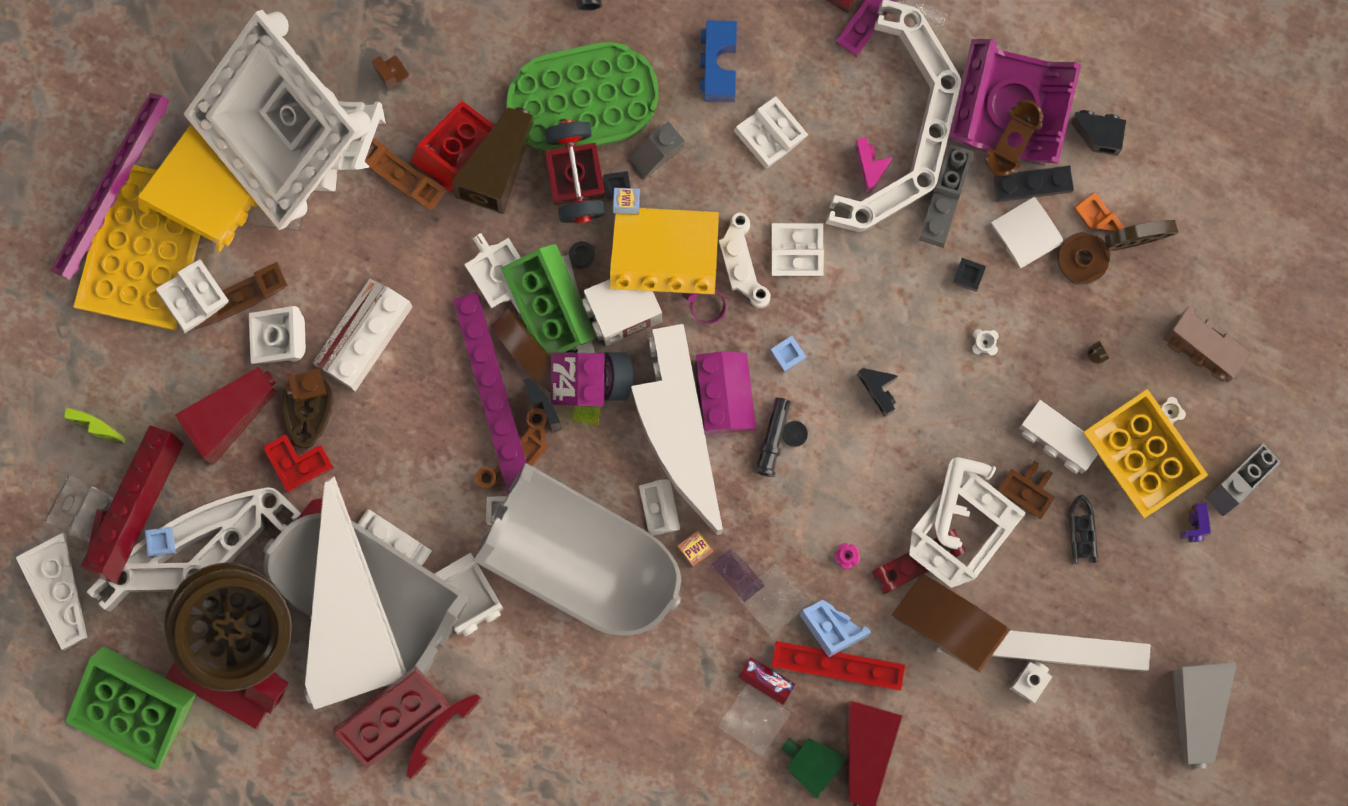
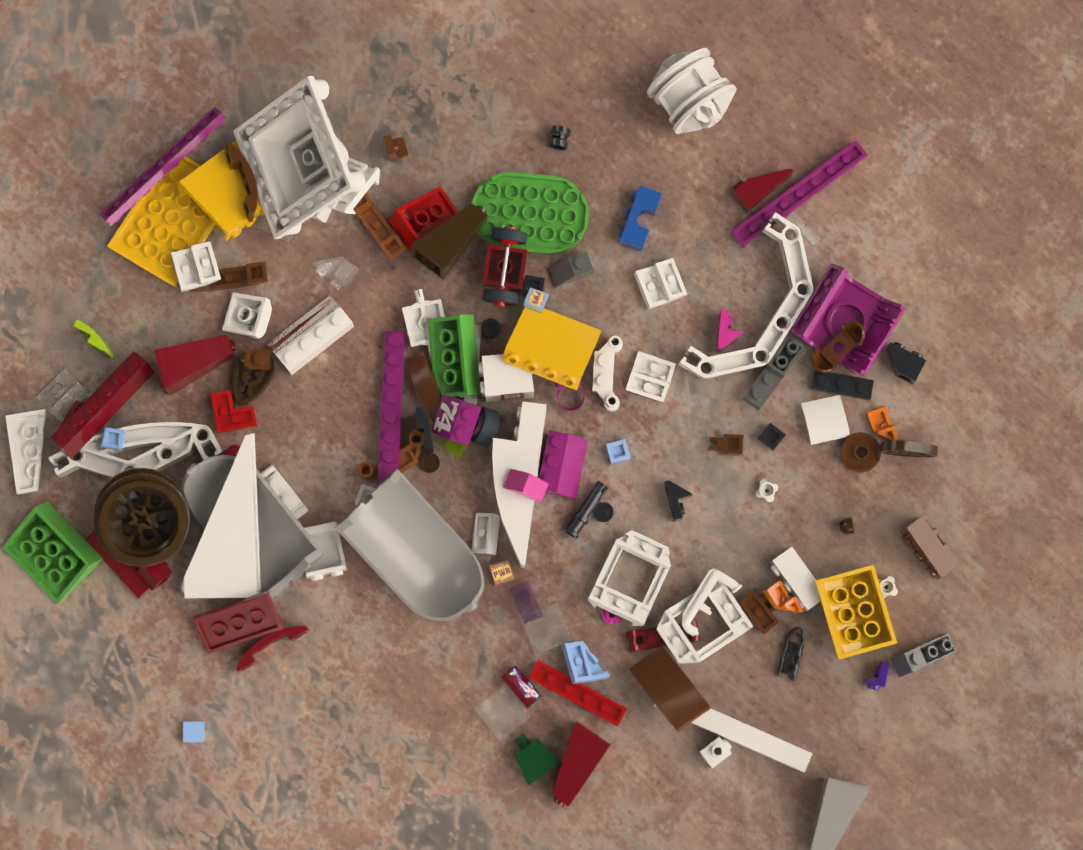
camera: 15 degrees right, 0 degrees up
(201, 148) = (237, 160): none -> reddish brown slope
(370, 244) = (338, 270): none -> clear slope
(561, 443) = (429, 462): none -> dark brown piece
(691, 430) = (526, 485): none -> dark pink slope
(856, 538) = (619, 603): none -> white wedge
(923, 300) = (731, 444): none -> reddish brown plate
(1047, 469) = (780, 599): none -> orange slope

